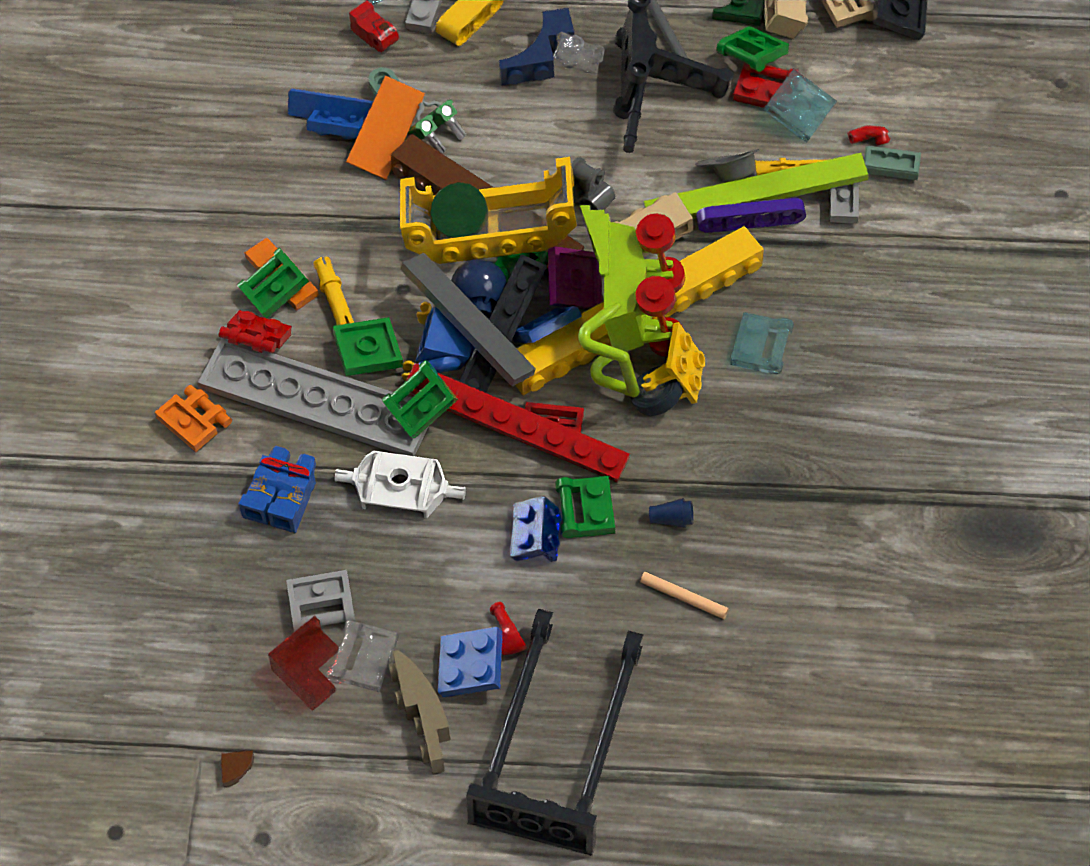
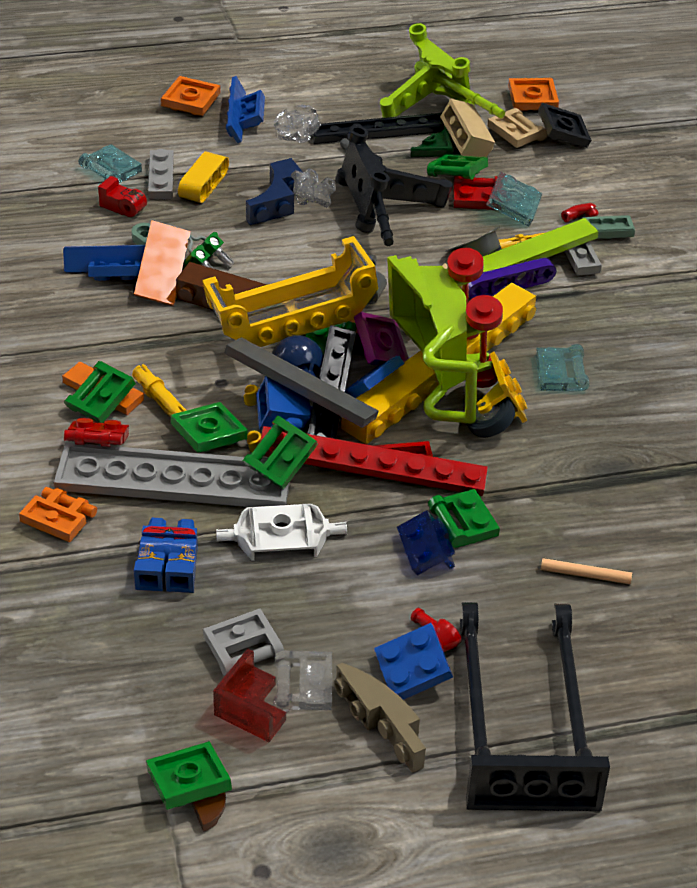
camera: 20 degrees left, 15 degrees down
(223, 731) = (188, 775): none -> green plate
(459, 210) = (263, 297): dark green tile -> none
(673, 513) = (547, 507): dark blue cone -> none

